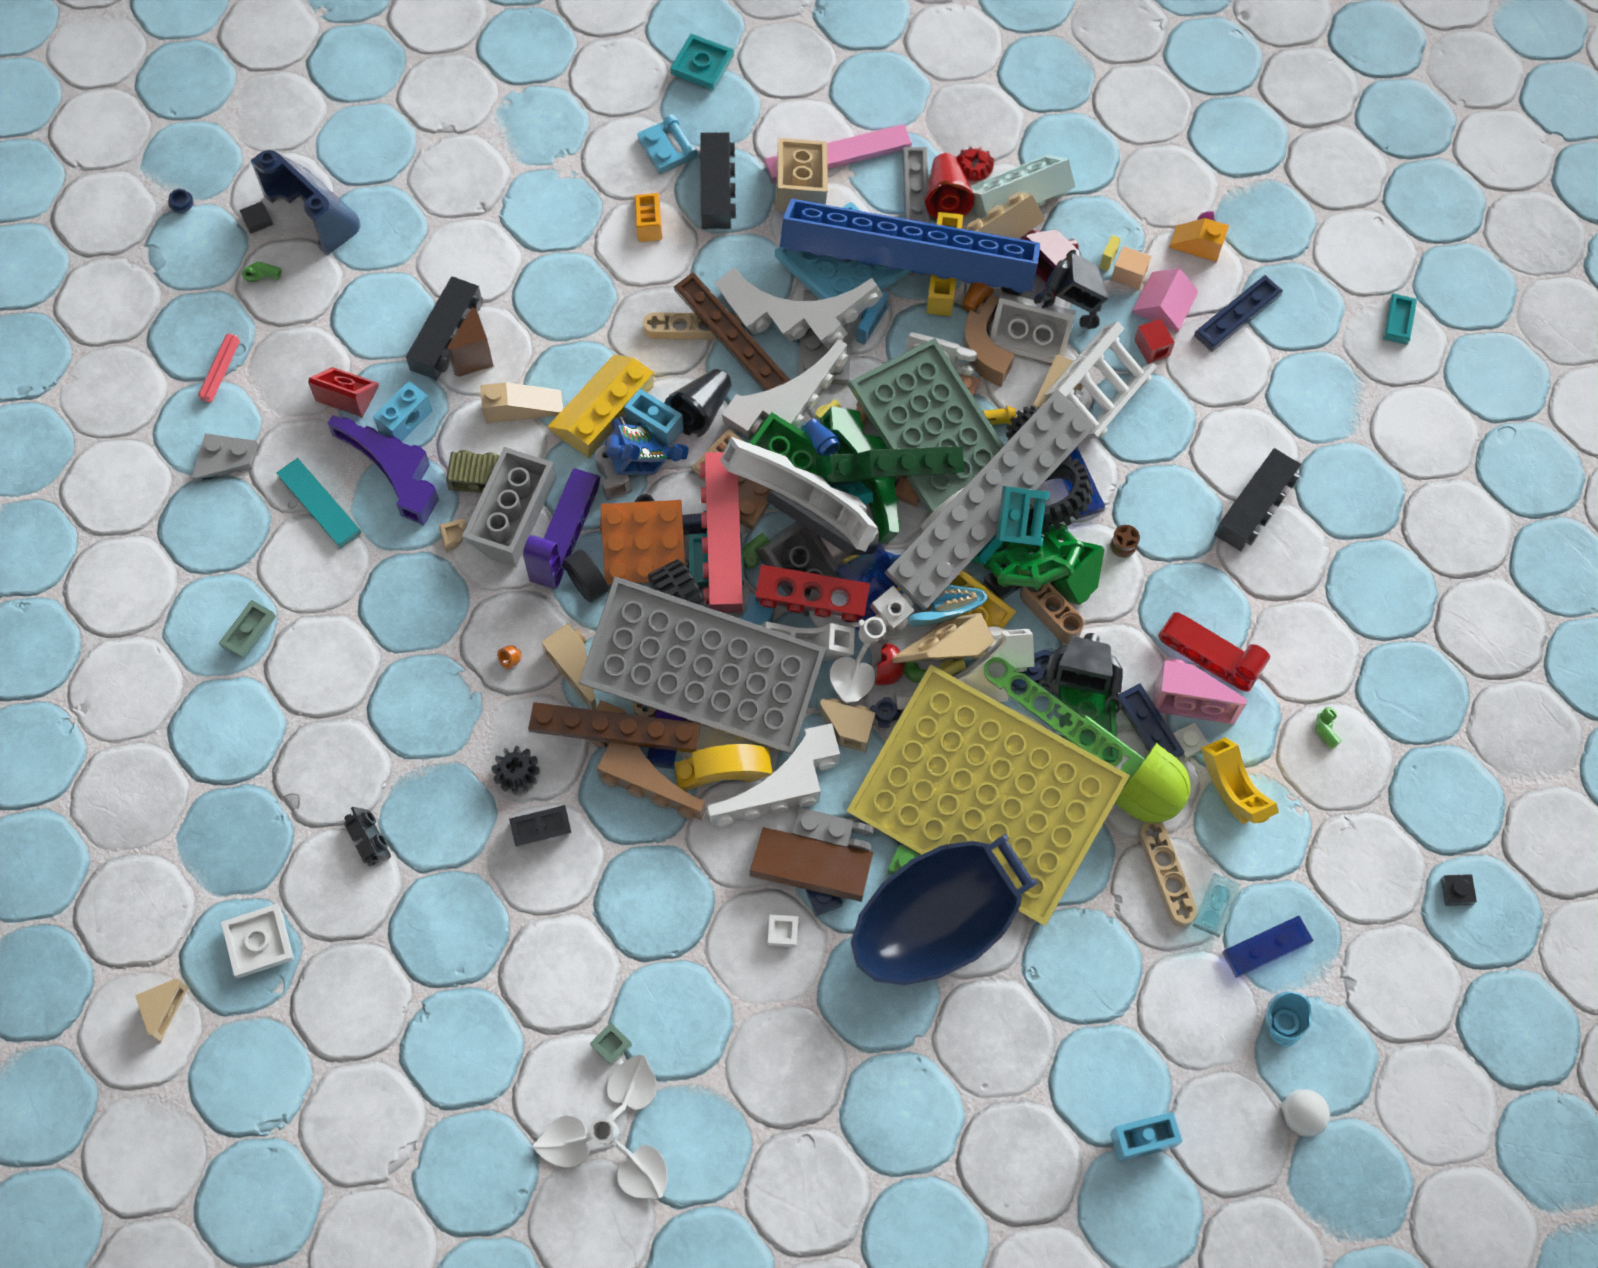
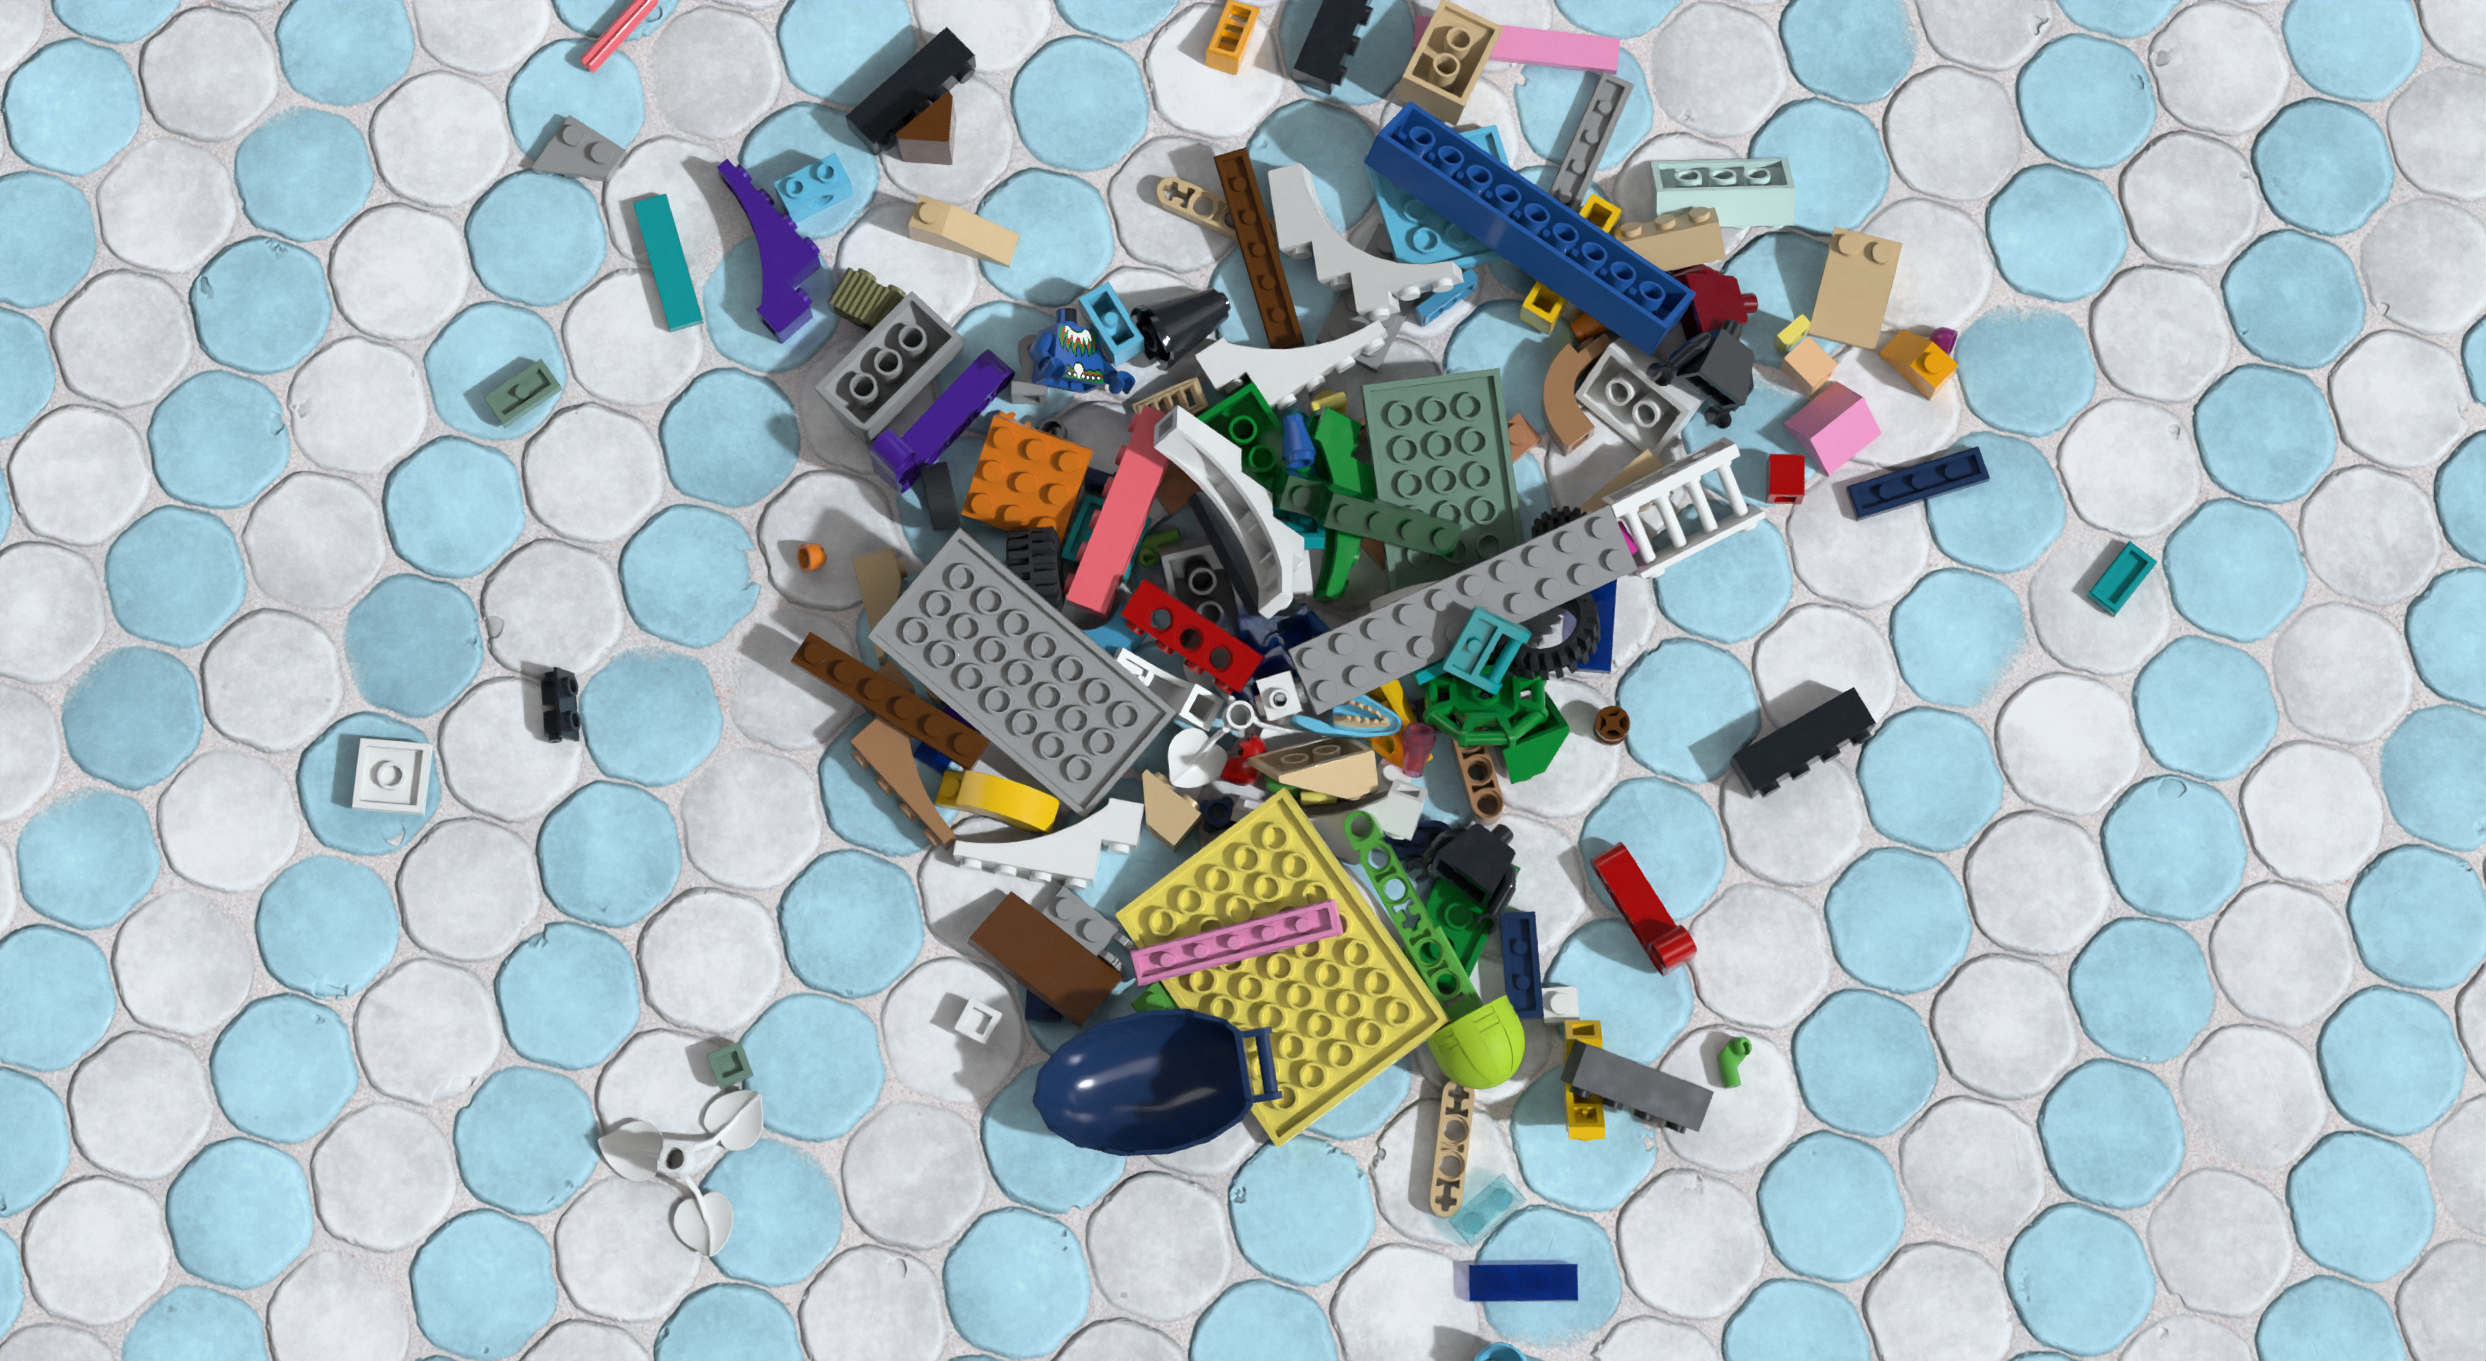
camera: 25 degrees right, 10 degrees up
(160, 1006) = (259, 806): tan slope -> none
(343, 390) = (757, 124): red slope -> none
(452, 533) = (810, 370): tan tile -> none
(507, 764) = (755, 689): black gear -> none
(540, 825) = (758, 781): black hinge -> none
(589, 415) = (1058, 274): yellow slope -> none
(947, 789) = (1236, 942): none -> bright pink tile
(948, 188) = (1627, 157): red cone -> none
(952, 351) = (1517, 392): white hinge -> none
(982, 169) = (1685, 147): red gear -> none
(1000, 416) = (1540, 497): yellow pin -> none
(1004, 605) = (1416, 748): none -> clear pink cone
(1134, 209) = (1854, 289): none -> tan slope
(1192, 693) = (1582, 949): bright pink slope -> none
(1278, 768) = (1636, 1086): none -> brick
(1458, 890) = (1781, 1317): black plate -> none

